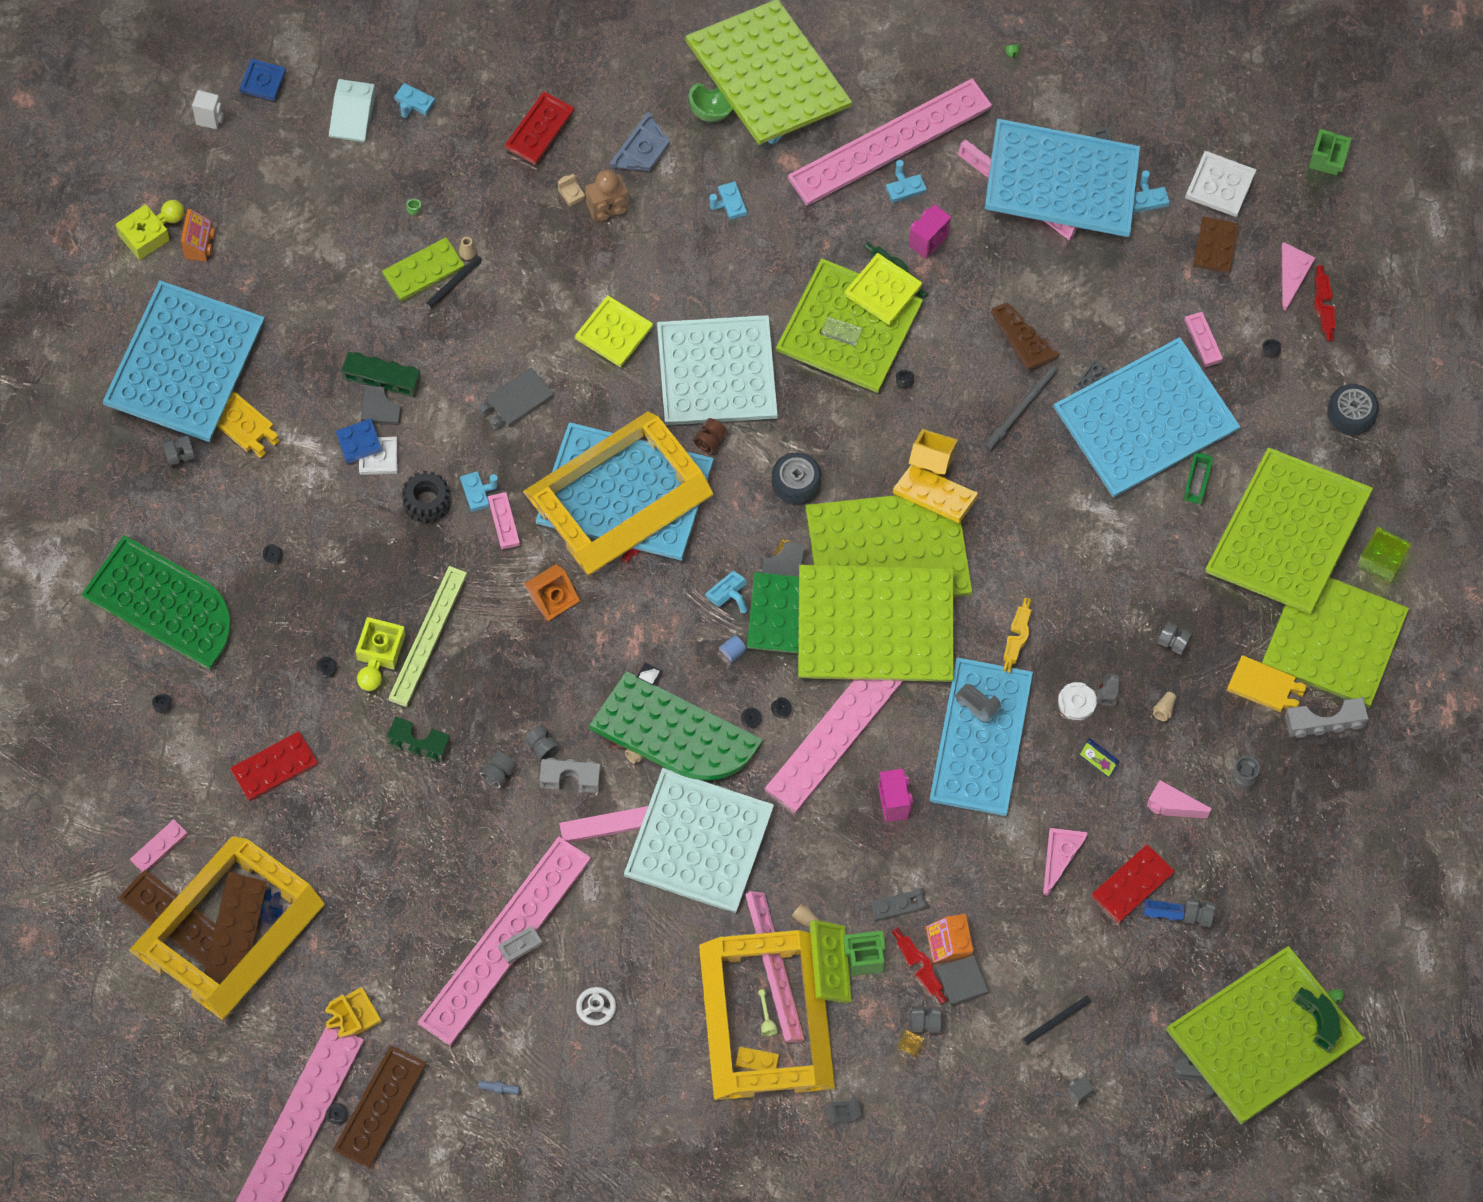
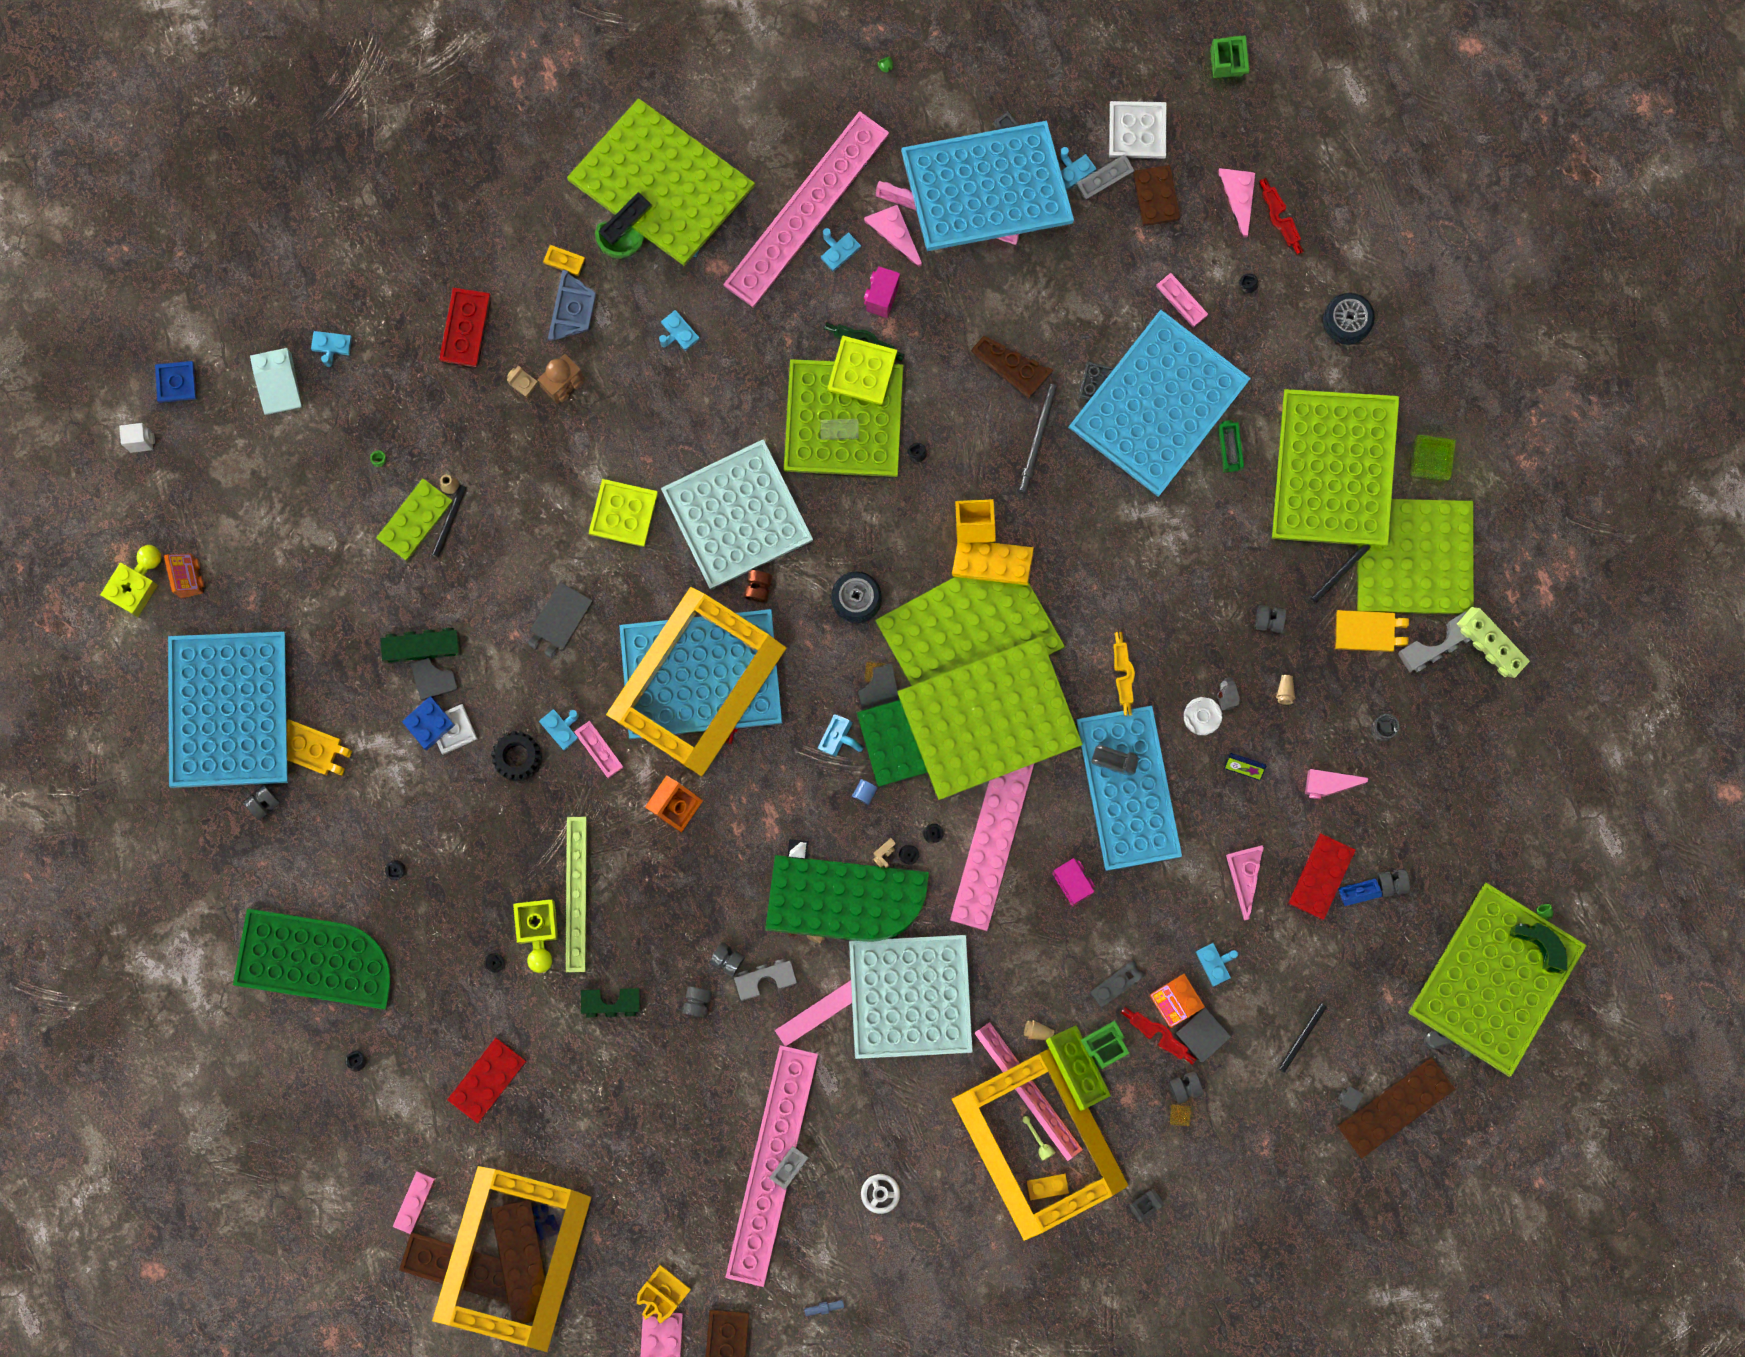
camera: 15 degrees left, 15 degrees up
(651, 103) = (564, 260): none -> yellow plate
(722, 85) = (625, 218): none -> black tile
(729, 704) = (886, 849): none -> tan bracket
(962, 185) = (892, 227): none -> bright pink wing
(998, 922) = (1214, 964): none -> medium azure plate
(1121, 1118) = (1396, 1108): none -> reddish brown plate
(1174, 211) = (1105, 176): none -> light grey plate
(1258, 623) = (1340, 573): none -> black bar
(1378, 733) = (1492, 642): none -> yellowish green brick

